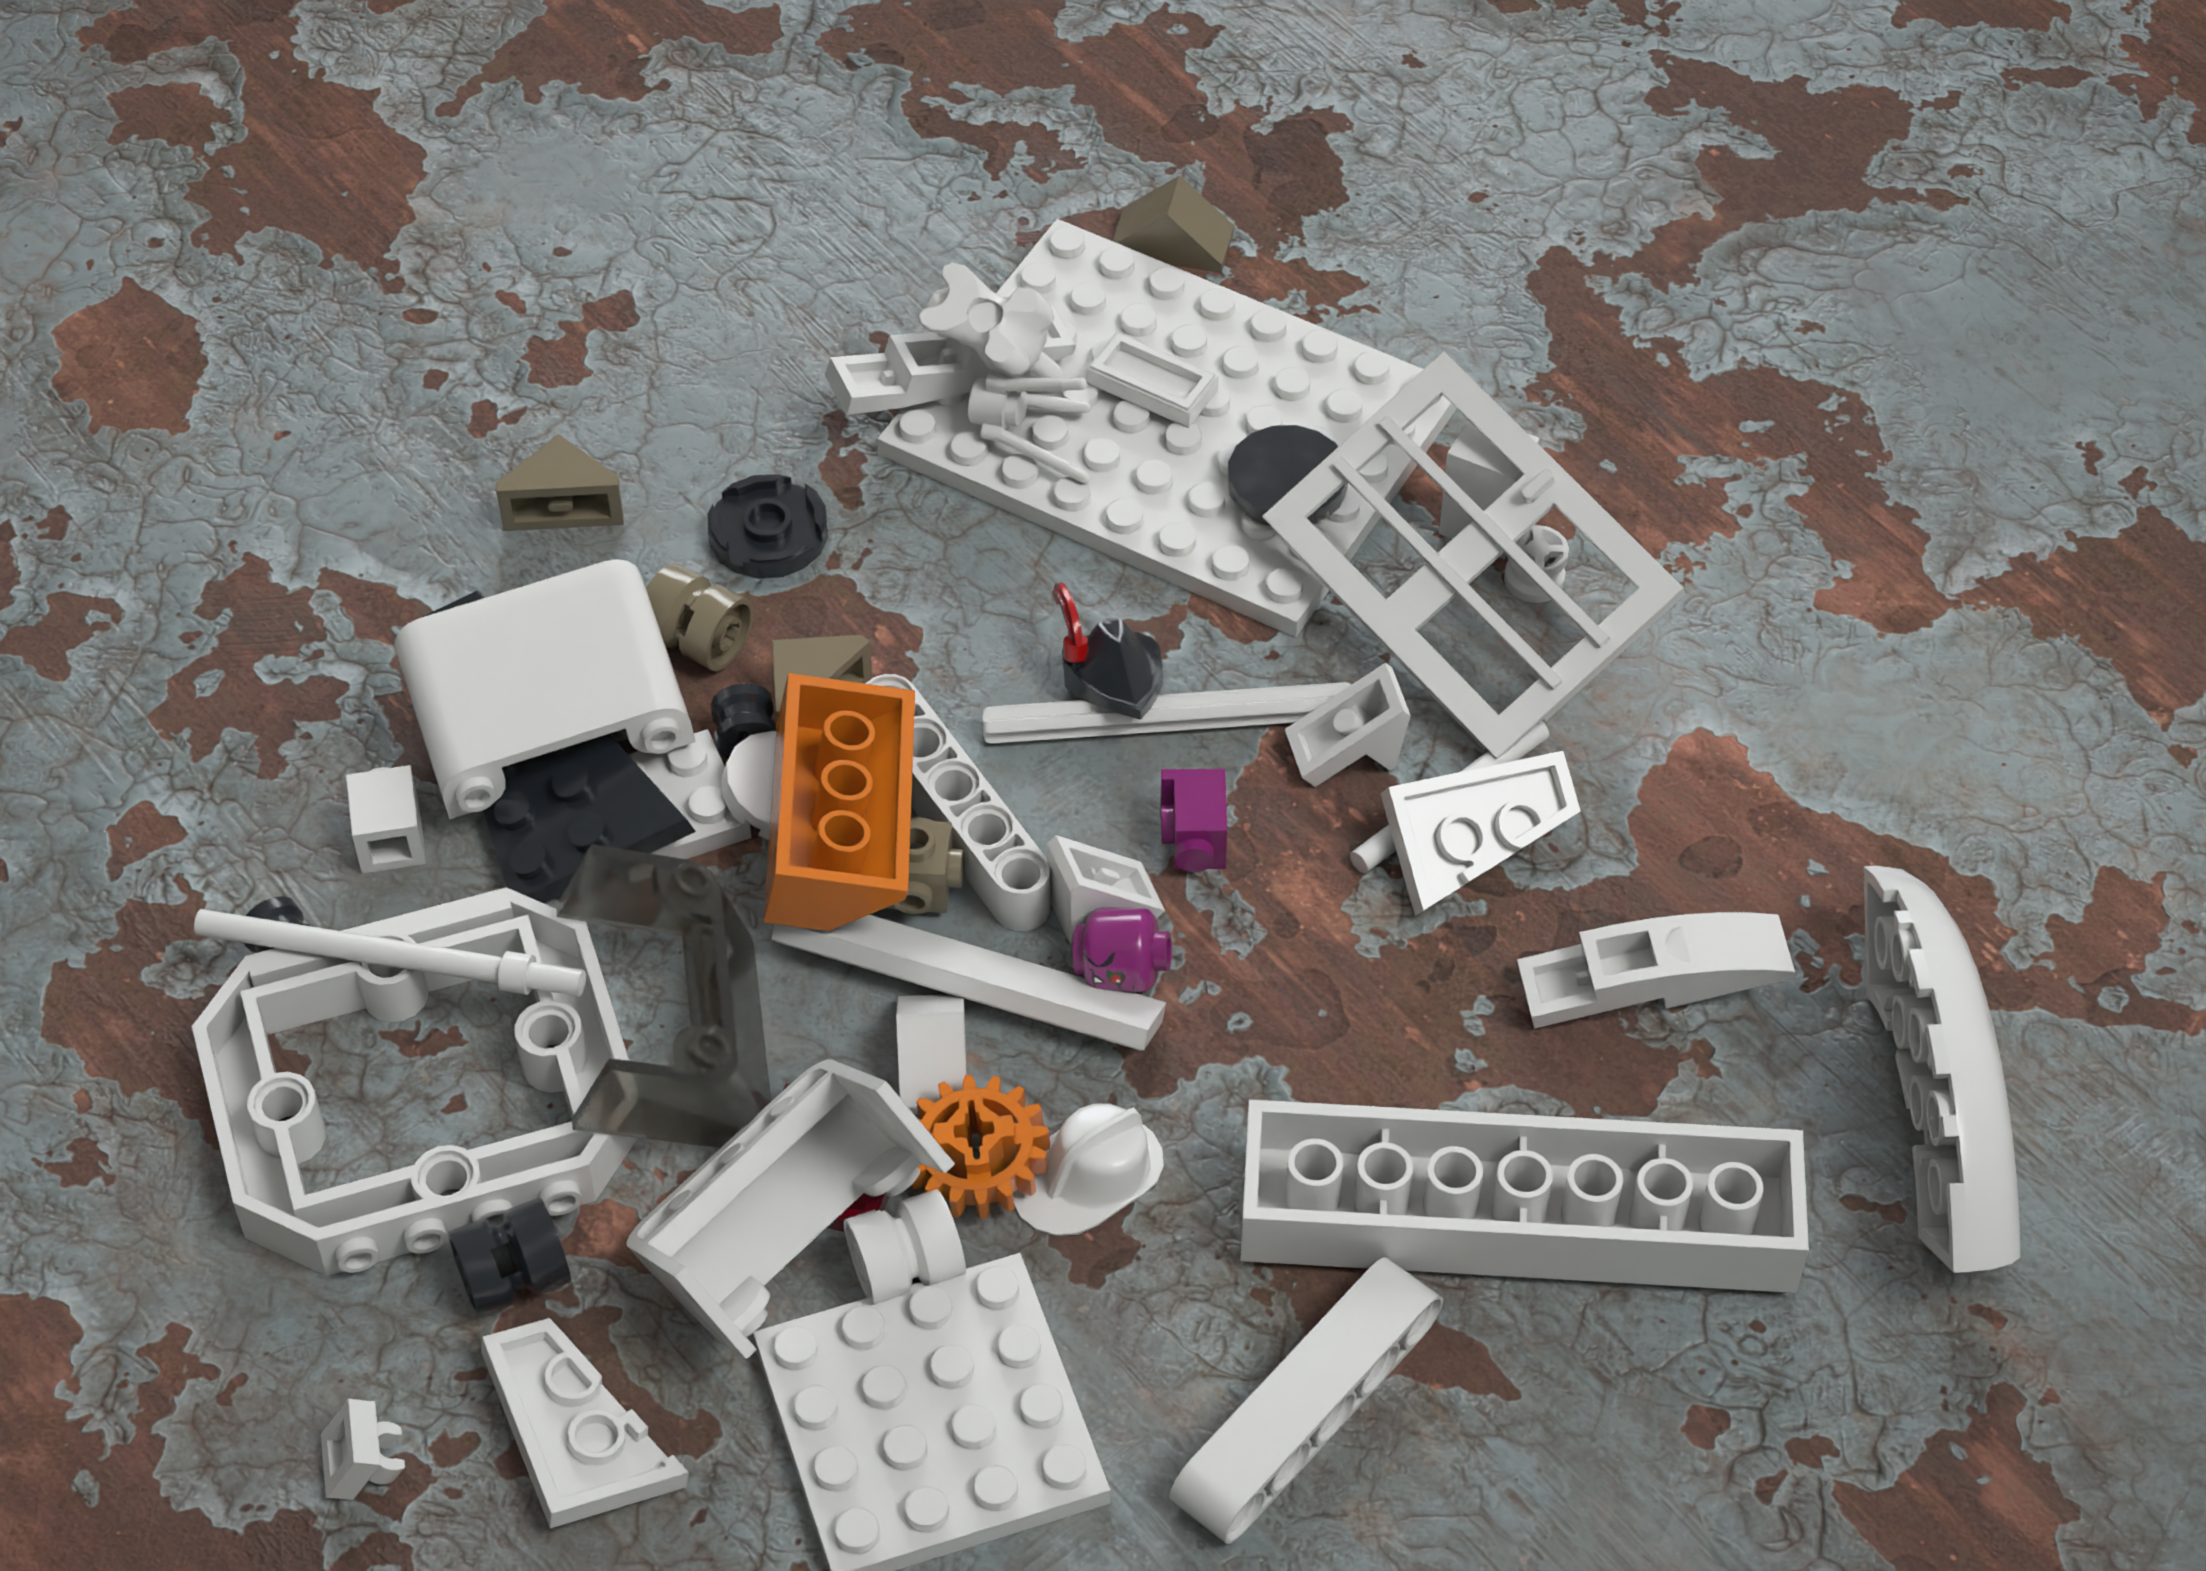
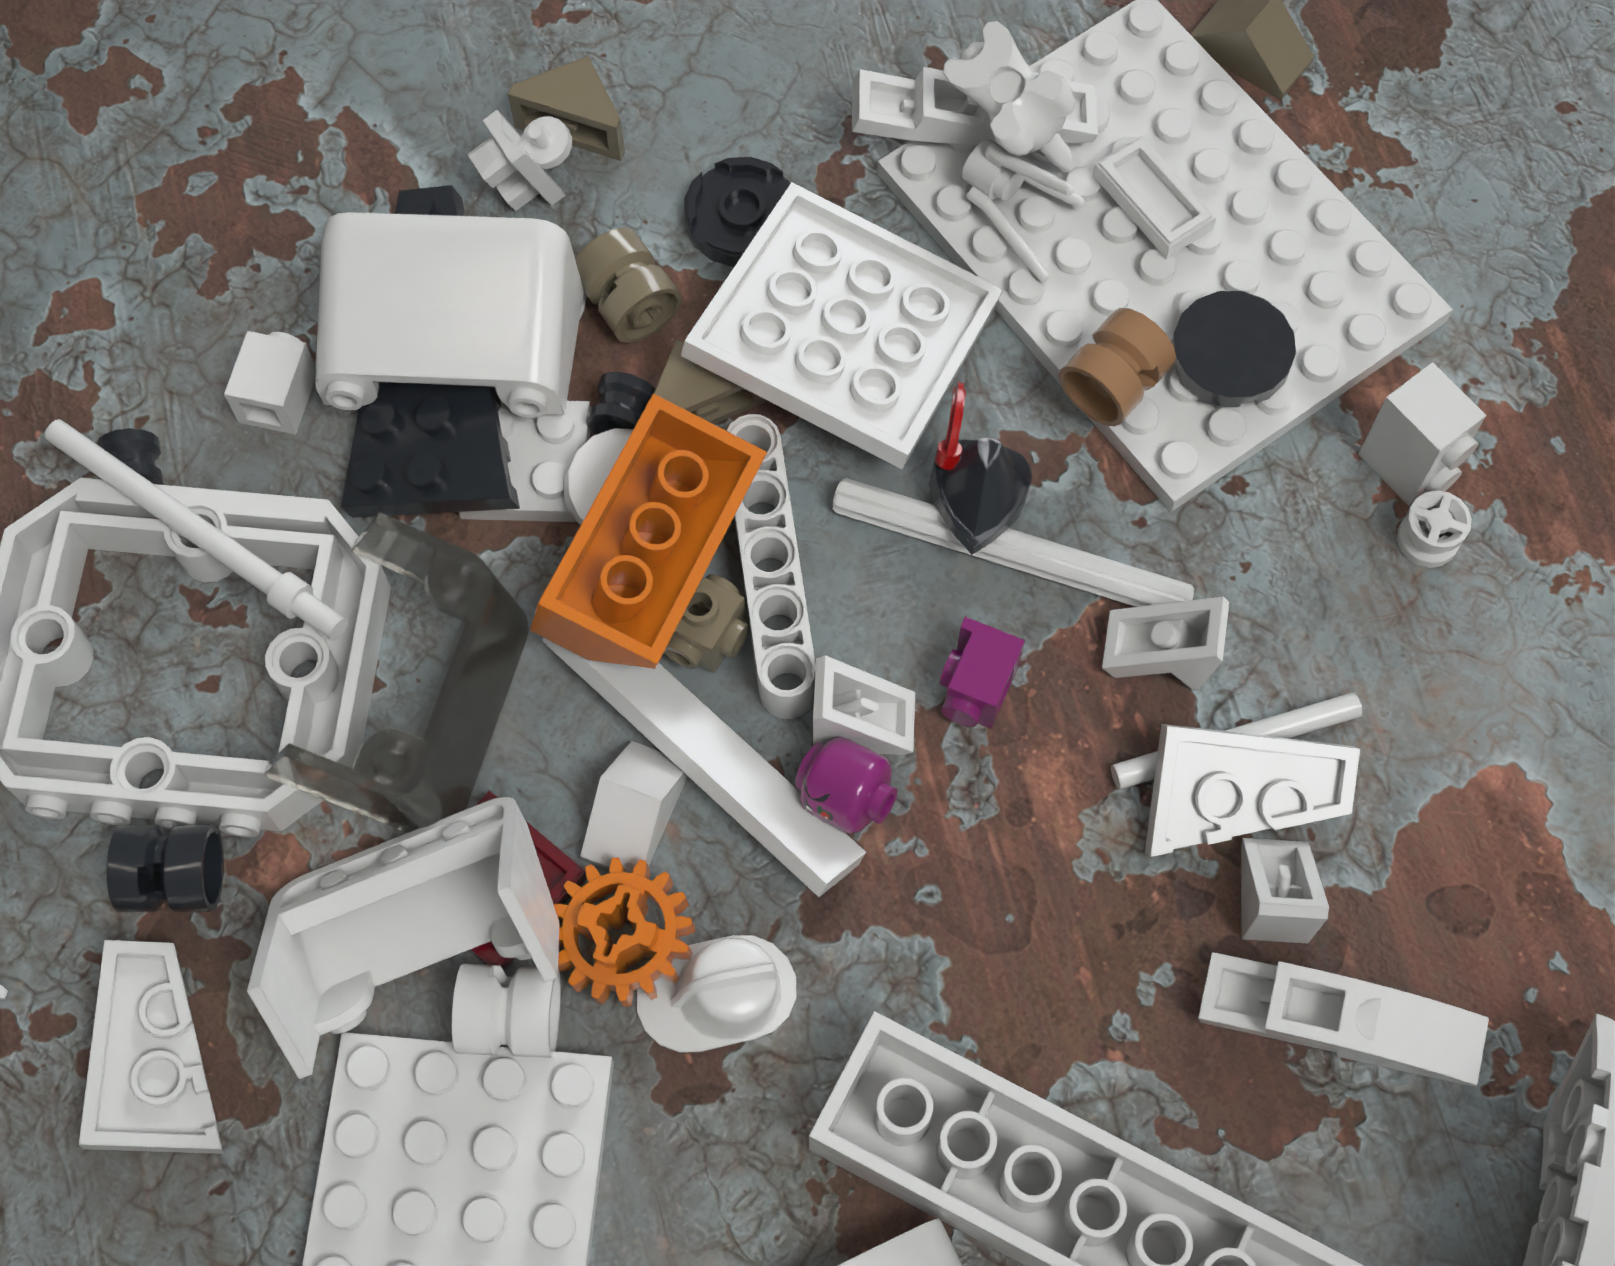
camera: 25 degrees right, 15 degrees up
(539, 544) = (518, 161): none -> white hips
(923, 575) = (843, 324): none -> white plate
(1194, 520) = (1111, 376): none -> medium nougat wheel
(1468, 554) = (1364, 509): white door -> none
(1553, 897) = (1280, 891): none -> white slope

